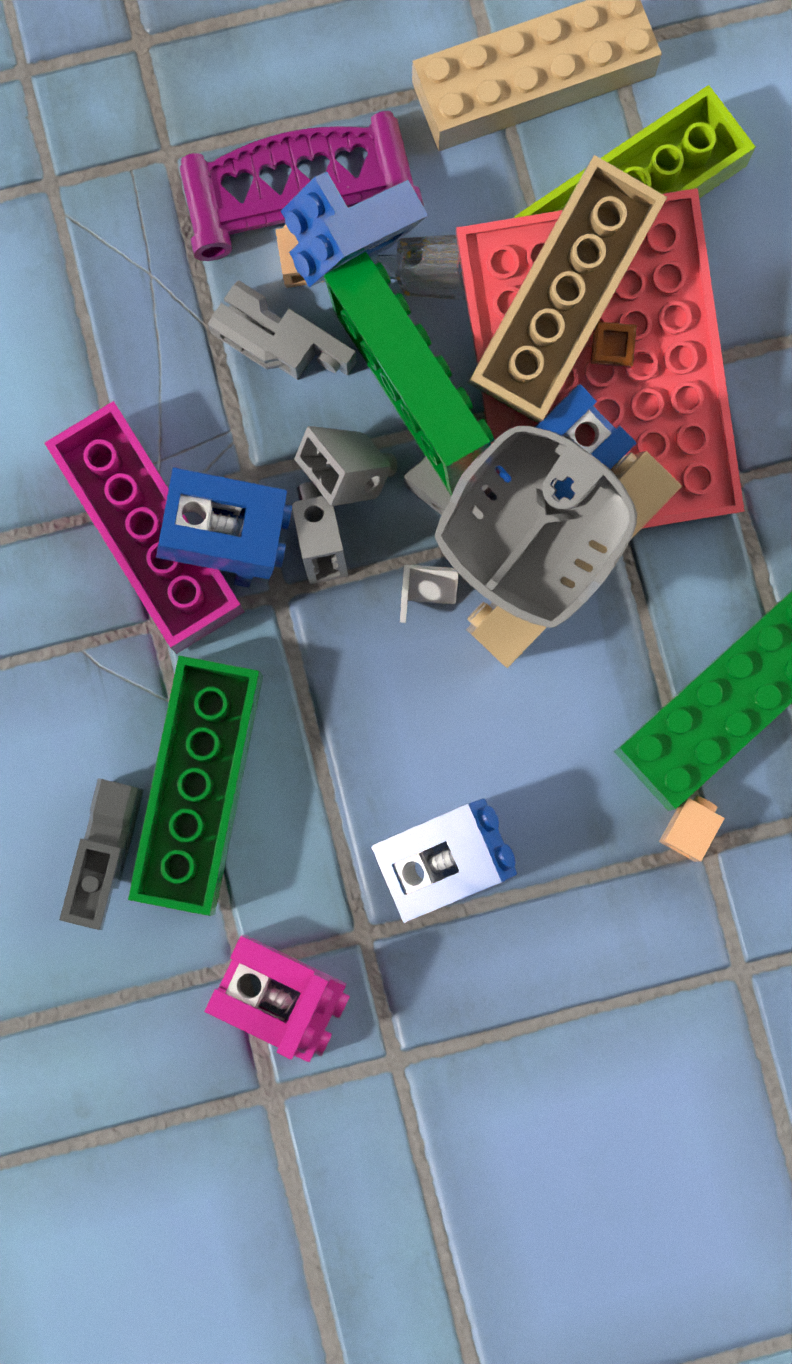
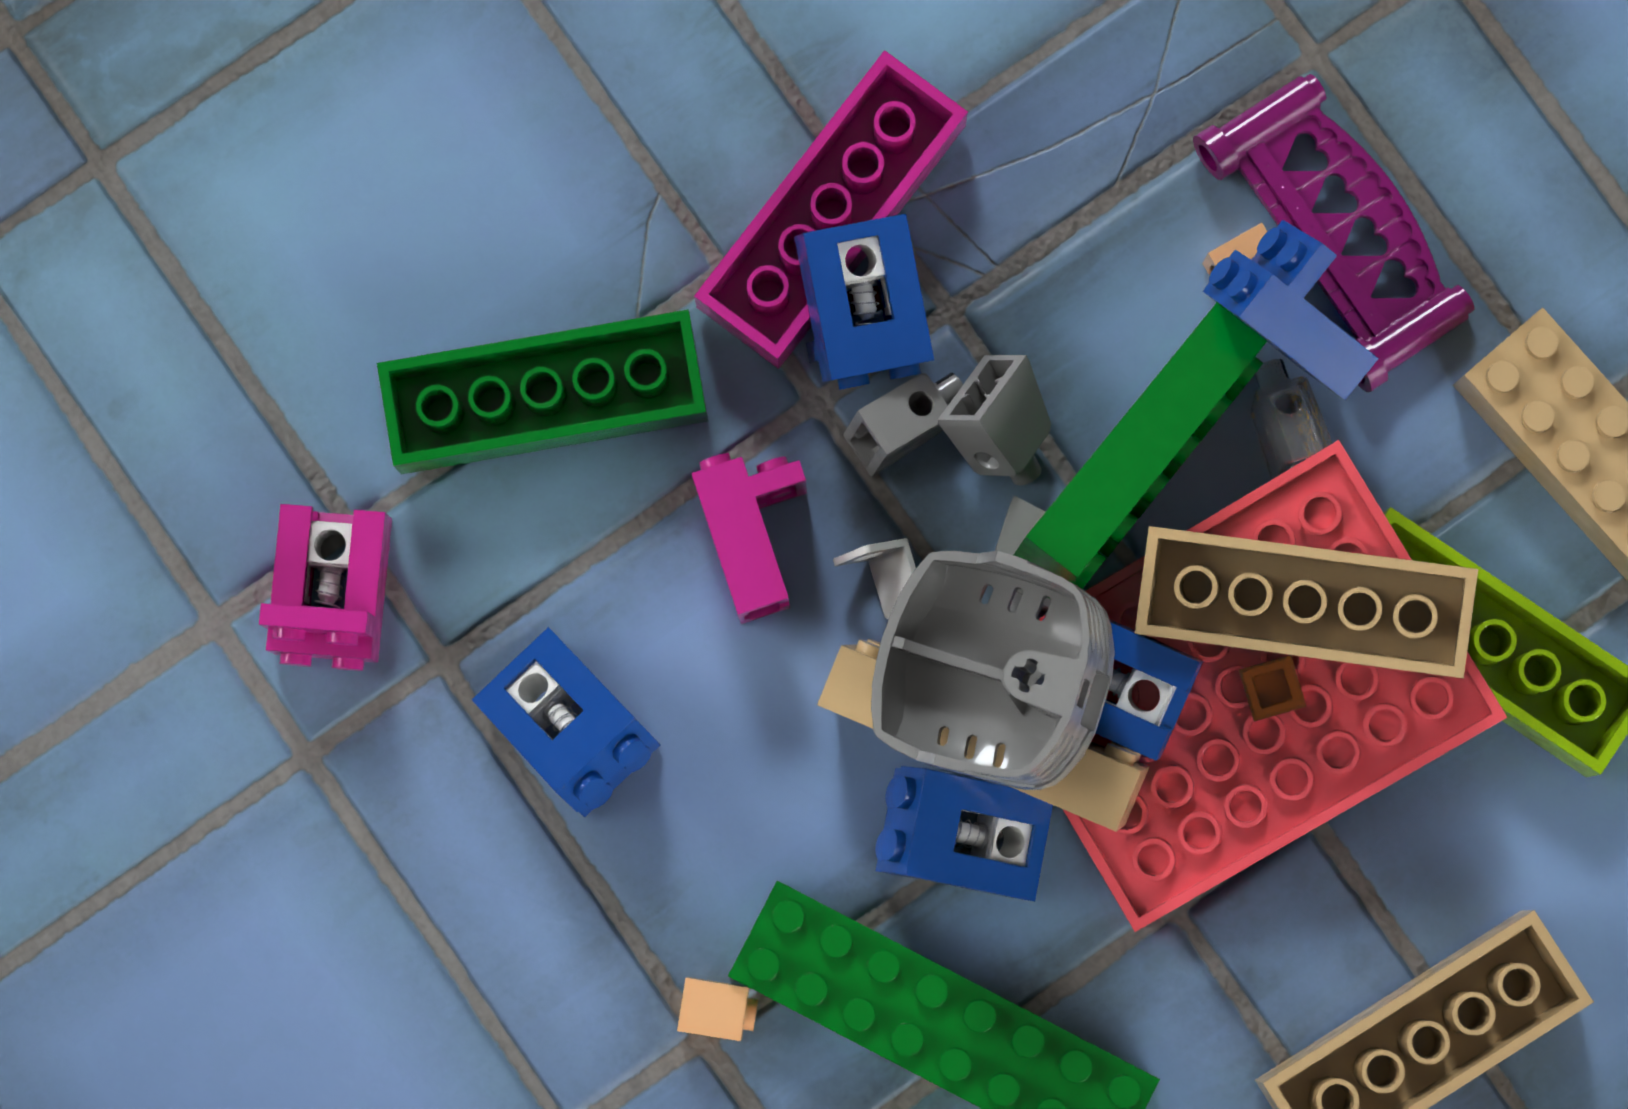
camera: 70 degrees right, 0 degrees up
(101, 853) = (422, 312): dark grey plate -> none
(273, 340) = (1136, 297): light grey plate -> none
(355, 680) = (738, 530): none -> dark pink brick
(618, 626) = (926, 824): none -> blue brick

